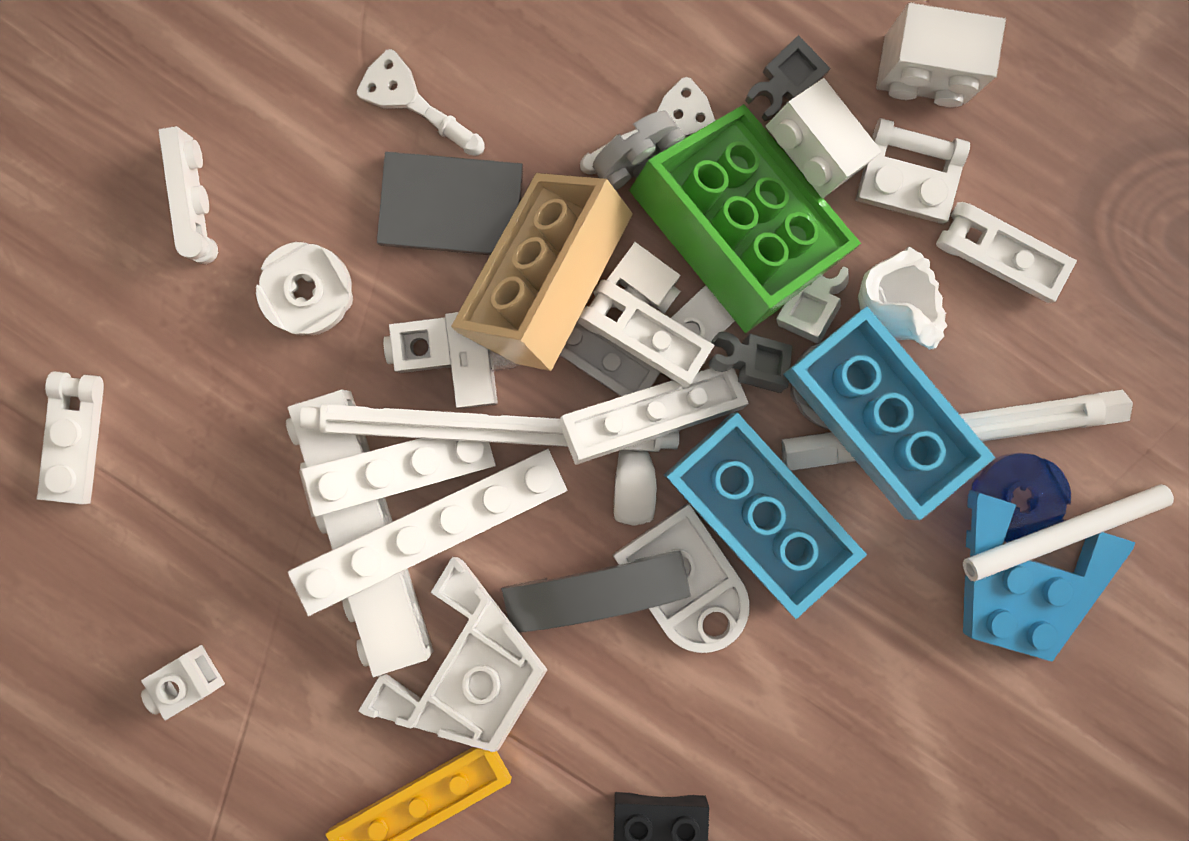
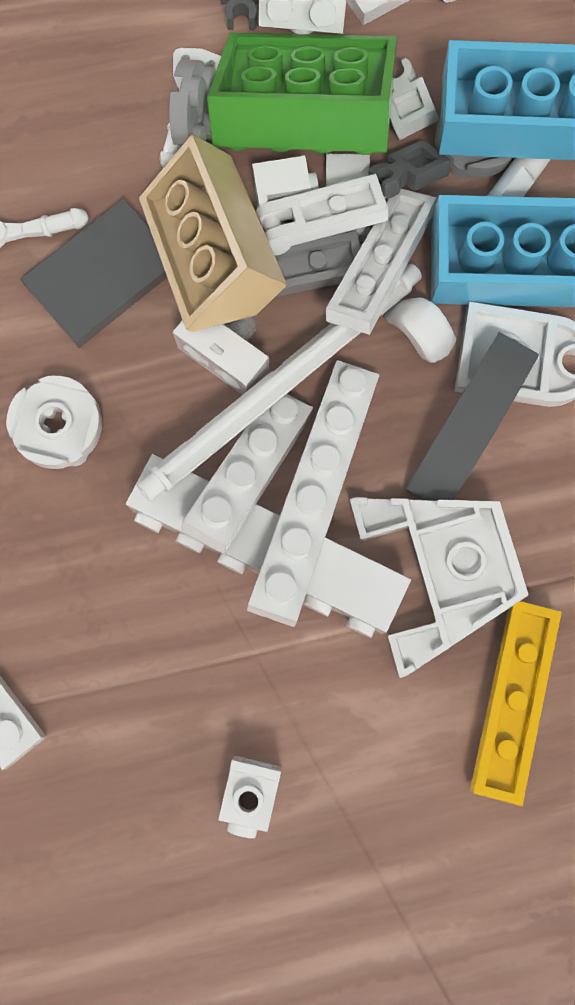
camera: 45 degrees left, 10 degrees down
(399, 345) = (174, 362): white brick -> none
(905, 298) = (450, 23): white hair -> none

